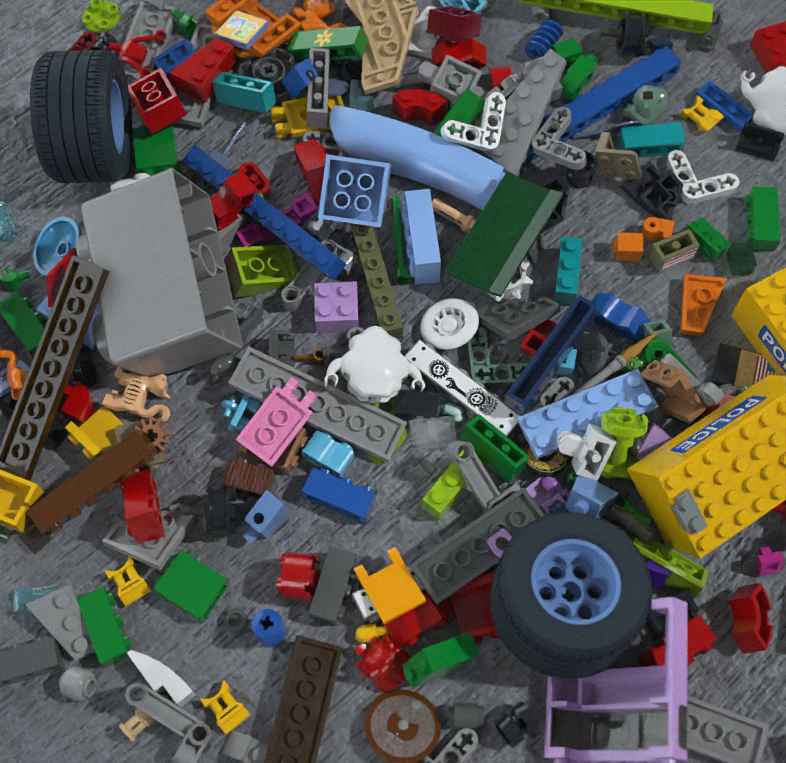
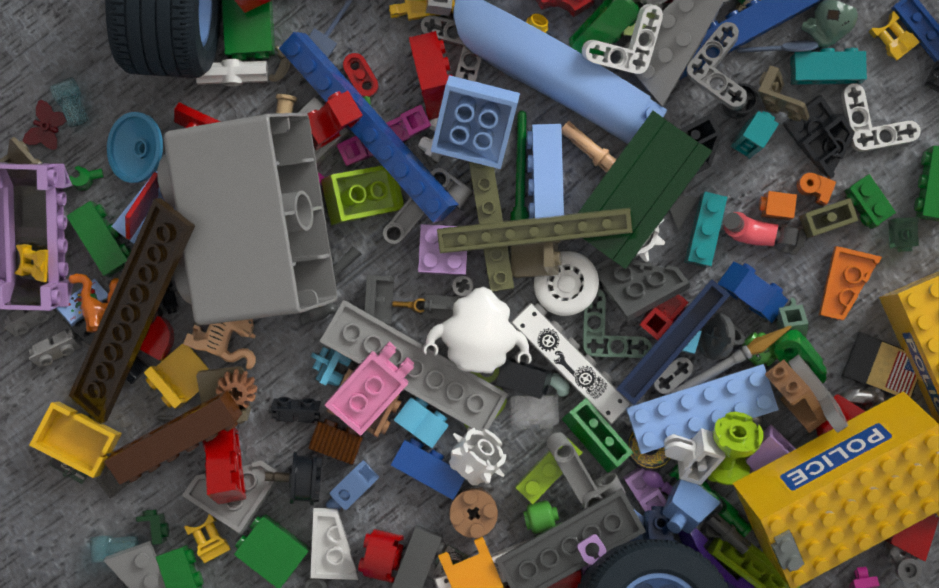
camera: 10 degrees right, 20 degrees up
(80, 574) = (159, 529): none -> dark green bracket
(200, 456) = (285, 408): none -> black hinge
(248, 576) = (330, 548): none -> white wing
(383, 475) = (477, 456): none -> white brick
(383, 517) = (476, 526): none -> medium nougat brick
(415, 272) = (534, 230): none -> olive tile
(420, 300) = (535, 259): none -> dark tan bracket
(447, 526) = (540, 516): none -> bright green head
(597, 186) = (755, 134): none -> teal brick
(612, 270) = (761, 233): none -> piece

